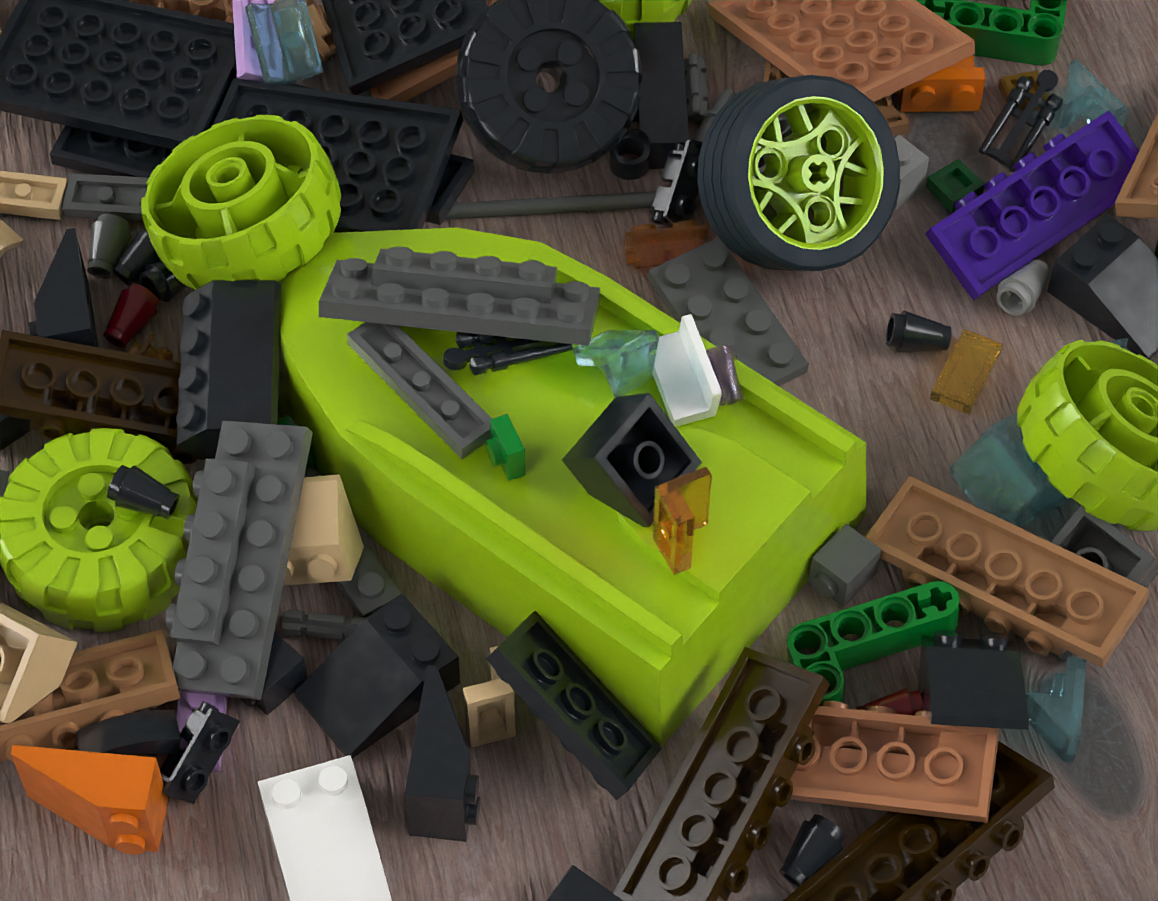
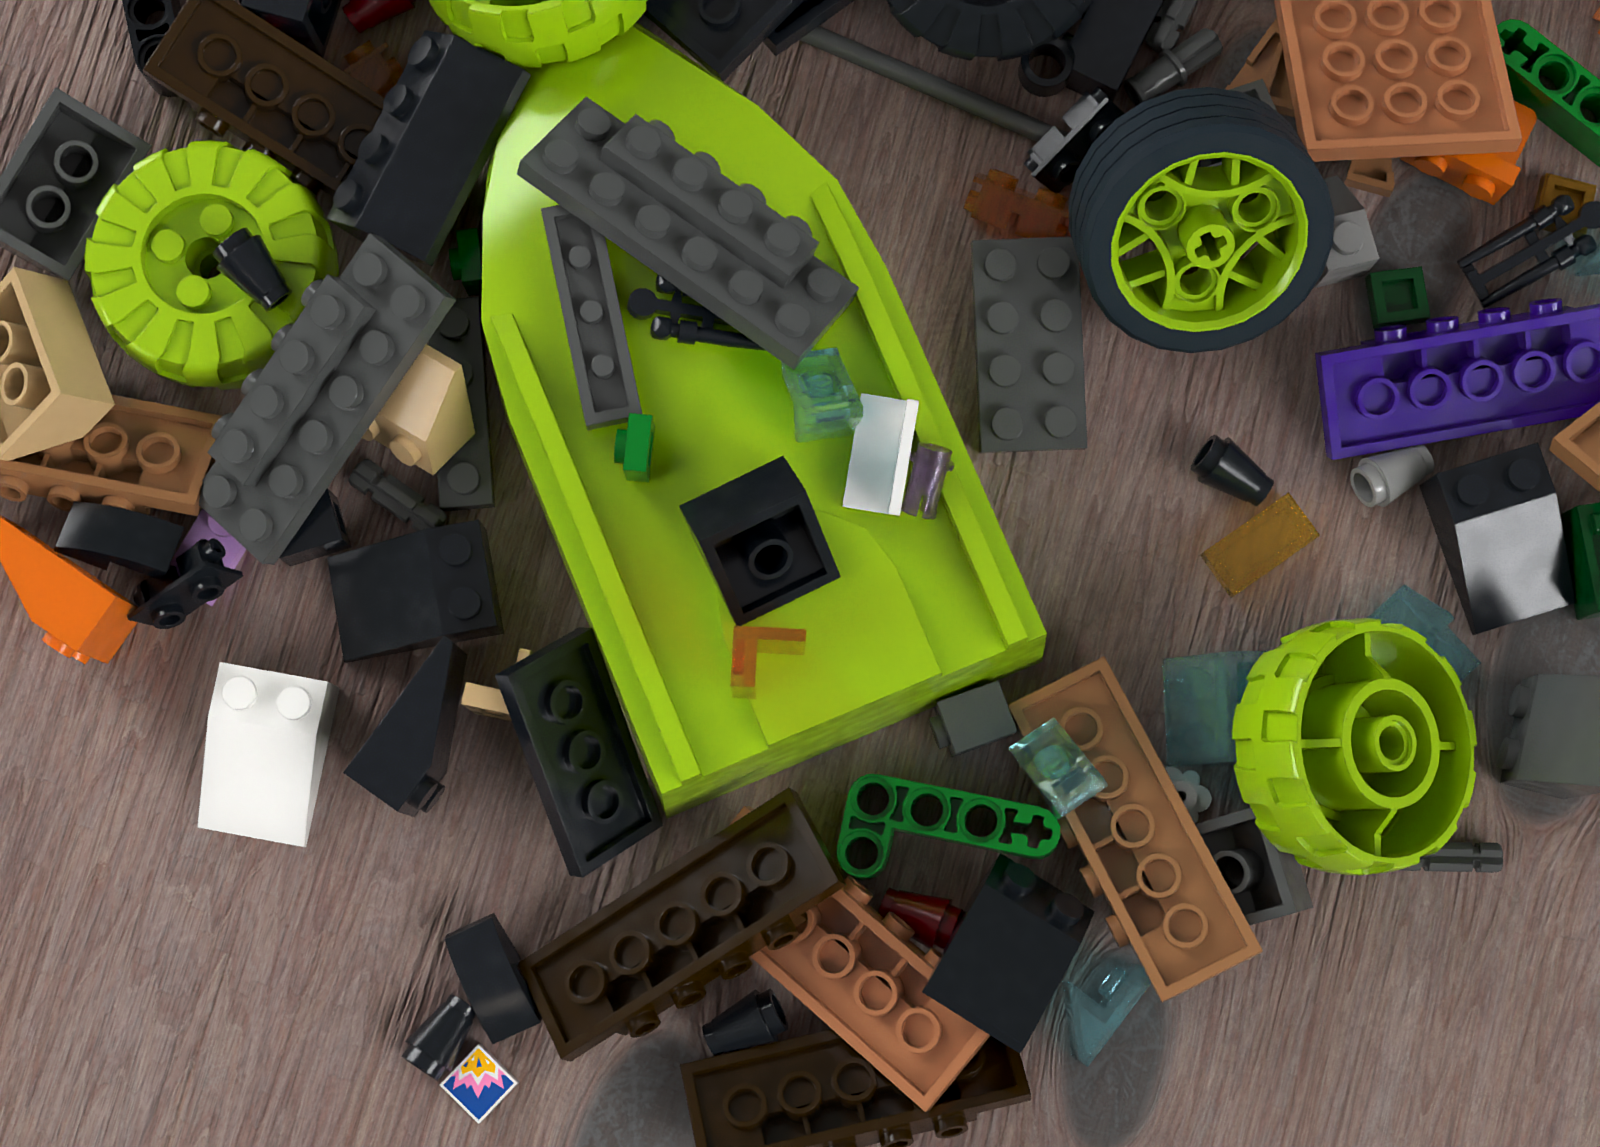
camera: 25 degrees right, 25 degrees up
(931, 544) = (1057, 768): none -> clear light blue slope

